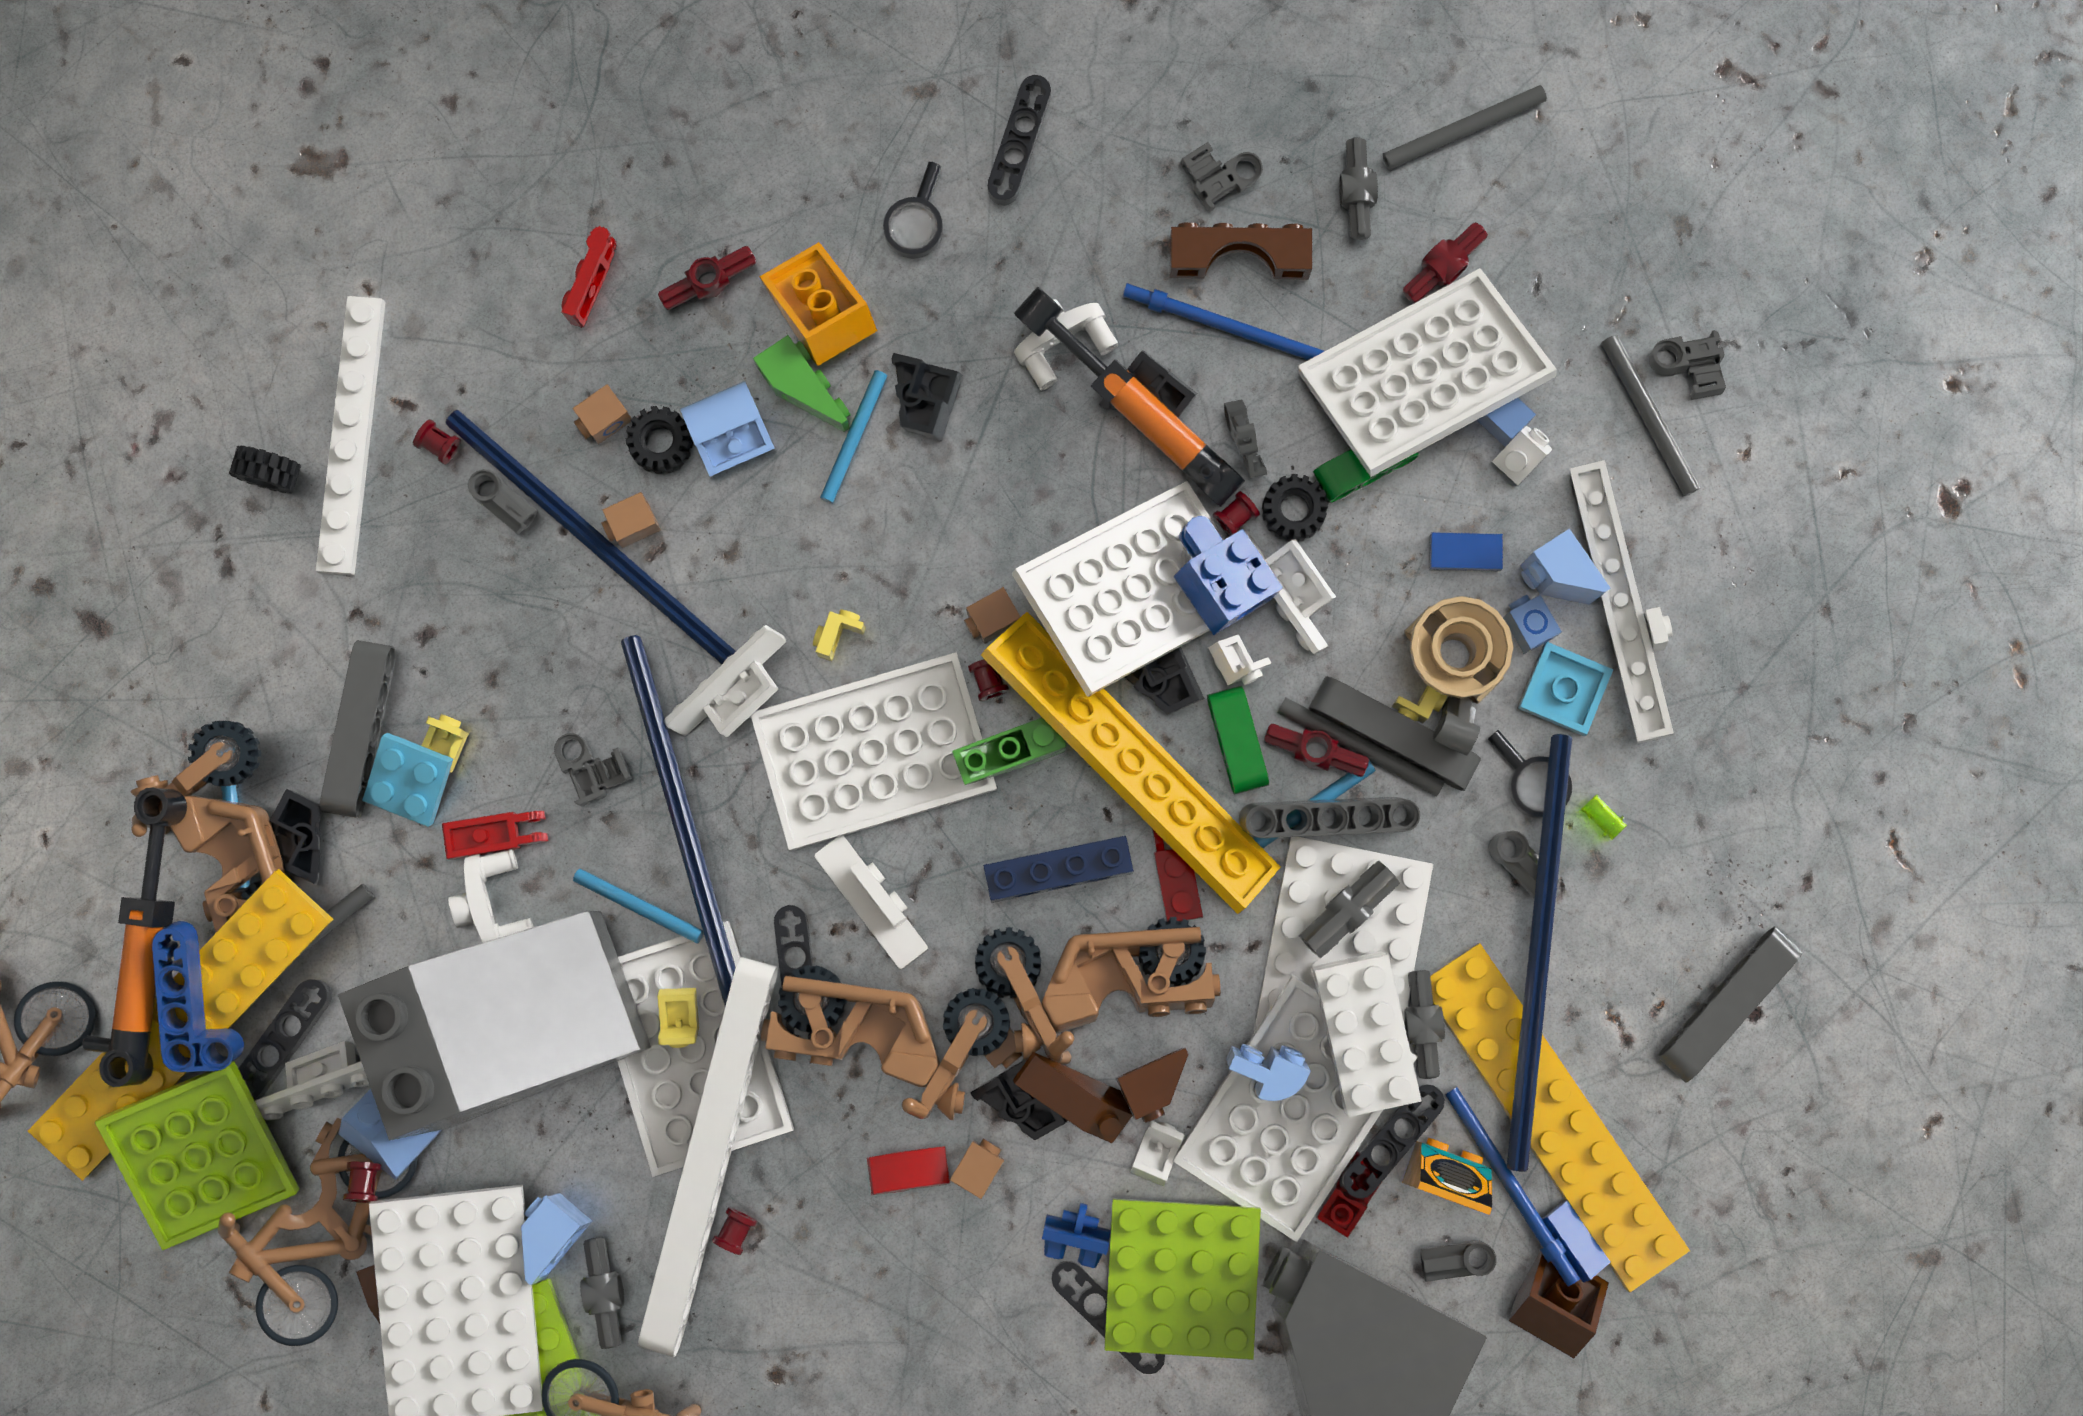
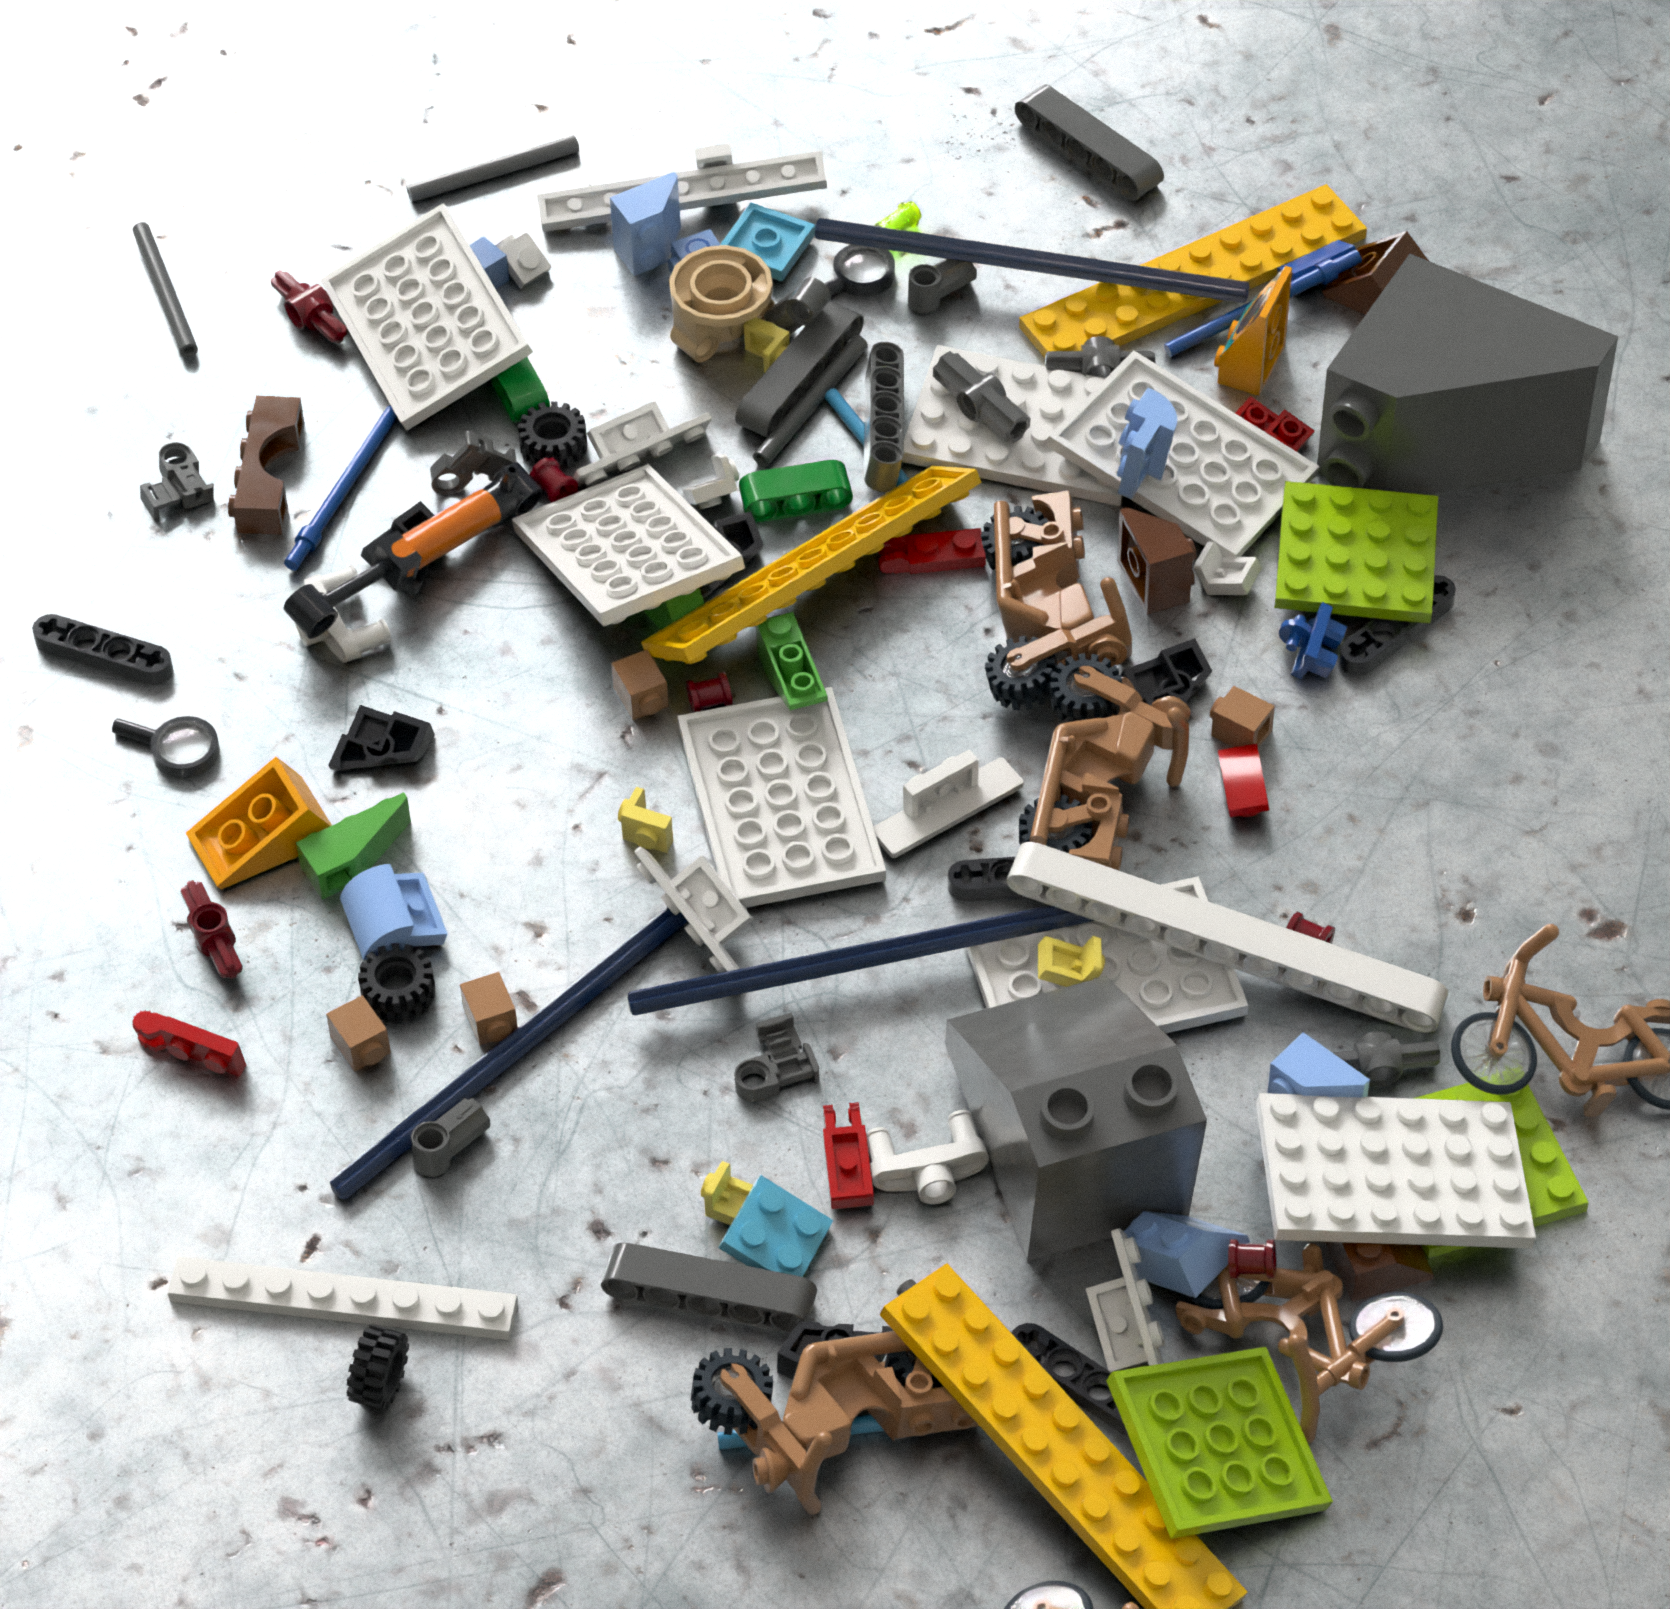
camera: 85 degrees left, 30 degrees down
(136, 979) = (977, 1454): black piece -> none
(189, 998) = (976, 1401): blue beam -> none
(436, 441) = (366, 1201): dark red bush -> none
(638, 905) = (940, 1013): dark azure bar -> none
(853, 436) = (421, 809): dark azure bar -> none
(1058, 869) = (923, 639): dark blue brick -> none
(1075, 1096) = (1169, 616): reddish brown slope -> none
(1224, 576) = (623, 471): brick -> none
(1334, 757) = (813, 425): dark red axle -> none
(1358, 188) = (215, 369): dark grey axle -> none
(1366, 1033) = (1106, 369): white brick -> none
(1392, 1142) = (1252, 403): black beam -> none
(1453, 1261) = (1333, 333): dark grey piece -> none
(1466, 551) = (615, 311): blue tile -> none
(1699, 360) = (437, 131): dark grey piece -> none

